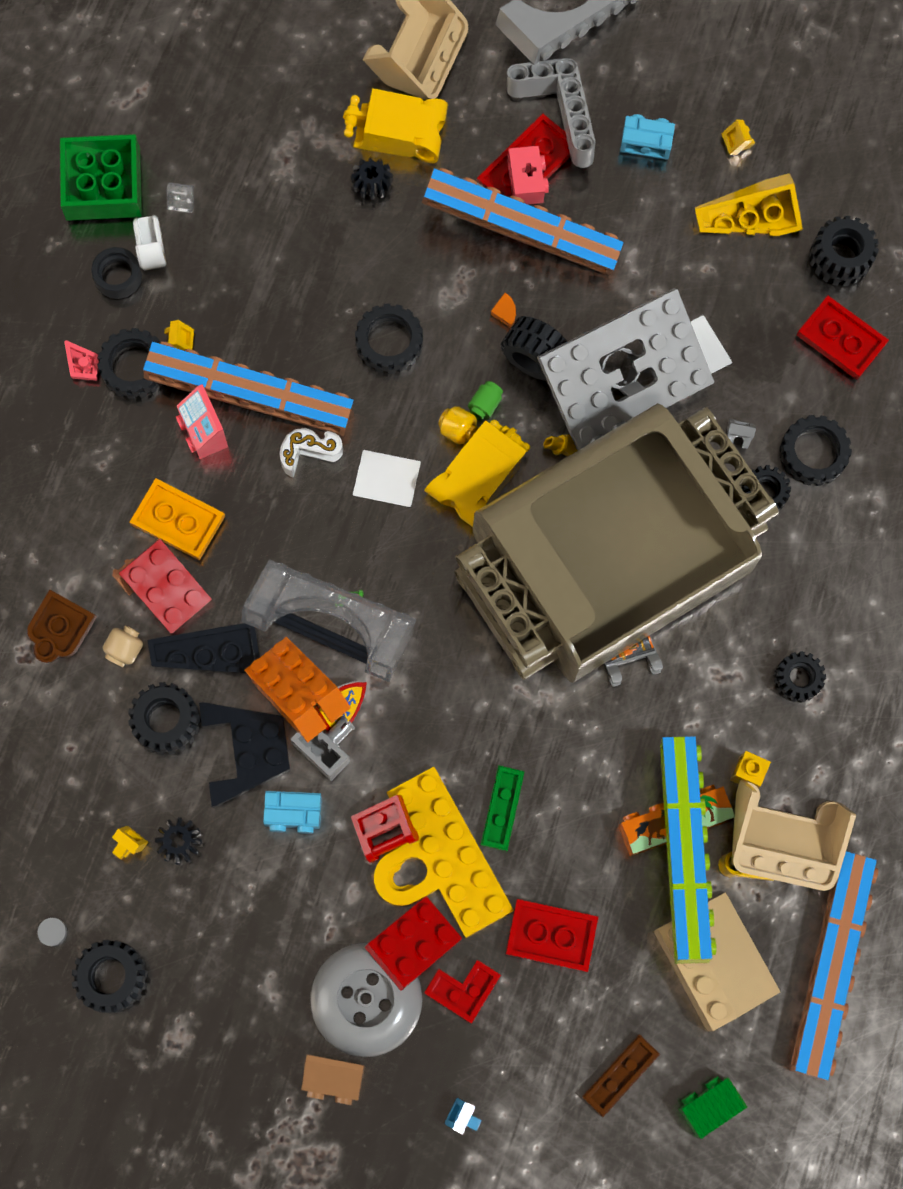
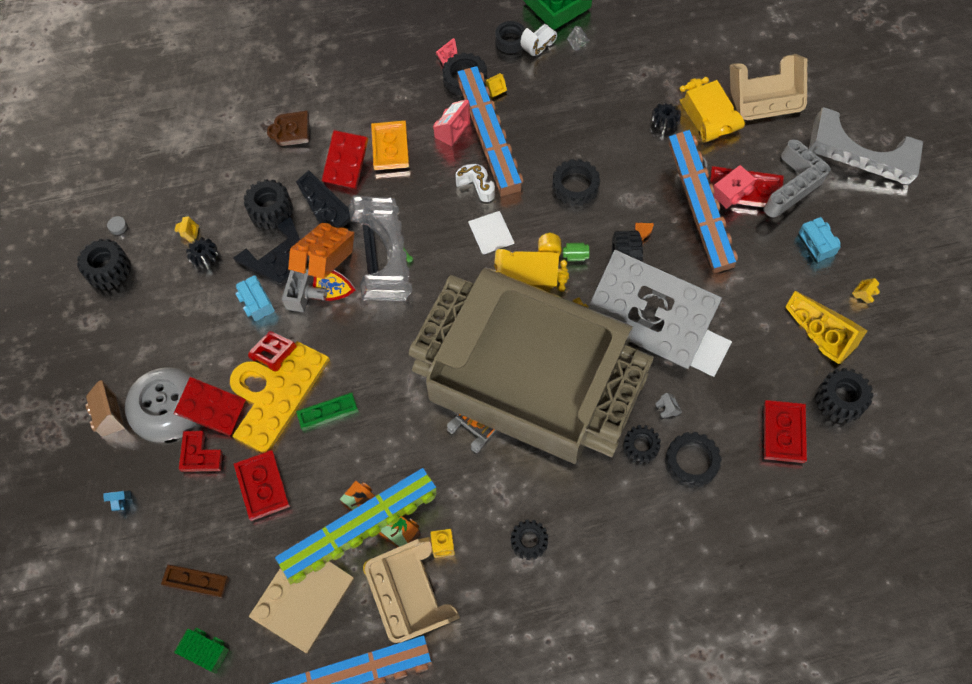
camera: 65 degrees right, 10 degrees down
(122, 646) = (298, 161): tan head -> none

